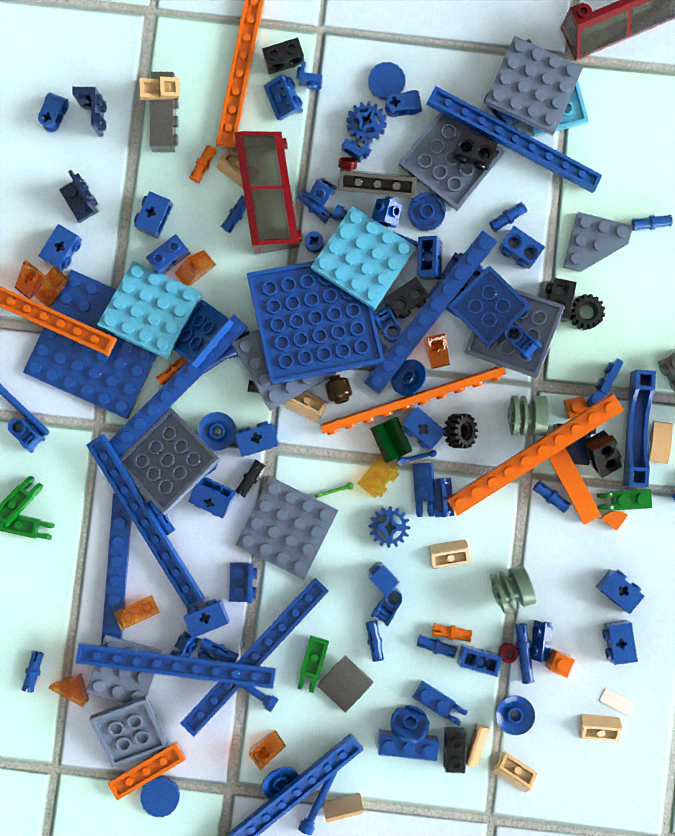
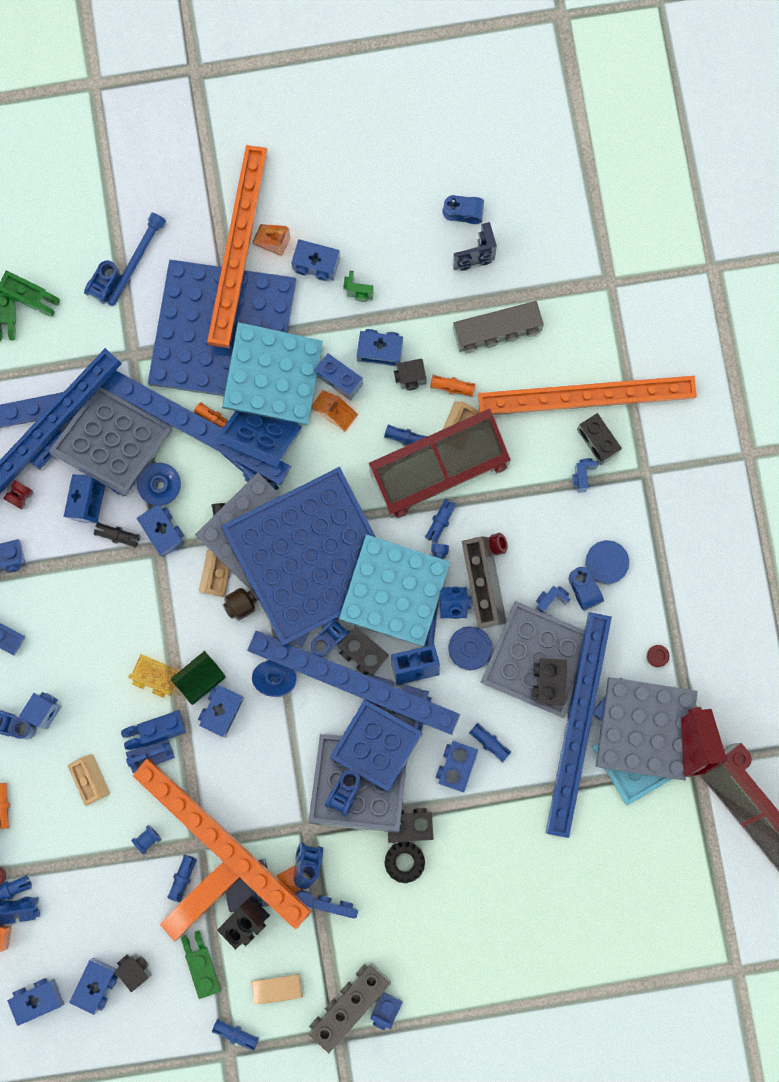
camera: 75 degrees right, 5 degrees down
(51, 288) = (269, 263): clear orange slope -> none
(79, 198) = (376, 264): dark blue bracket -> none
(98, 218) = (360, 292): none -> green bracket
(159, 88) = (519, 314): tan slope -> none
(183, 195) = (410, 374): none -> black brick
(188, 550) = (22, 491): none -> dark red wheel
(283, 97) = (553, 452): blue bracket -> none
(287, 527) = (73, 590): sand blue plate -> none
(316, 245) = (397, 535): blue wheel -> none
(322, 191) = (458, 524): blue bracket -> none
(349, 486) = (136, 646): bright green hinge -> none
(353, 149) = (517, 545): blue bracket -> none
(359, 118) = (548, 561): blue gear -> none
(398, 527) = (103, 713): blue gear -> none
(401, 460) = (179, 697): blue hinge -> none
(403, 136) = (545, 599): none -> blue bracket
(420, 397) = (255, 698): orange plate -> none
(437, 350) = (312, 703): clear orange slope -> none
(467, 434) = (230, 762): black tyre -> none
(474, 63) = (657, 656): none -> dark red tile
(512, 518) = (146, 839): none -> blue bush
(513, 589) = (64, 859): sand green wheel -> none
(531, 415) = (264, 824): sand green wheel -> none
(559, 42) = (701, 742): none -> dark red slope
(566, 388) = (307, 860): none -> blue piece
(594, 240) = (491, 850): sand blue plate -> none
(614, 519) = (175, 958): orange tile -> none
(617, 555) = (133, 971): none -> black brick
(636, 447) = (283, 957): blue arch -> none
(652, 222) = (530, 911): blue pin -> none

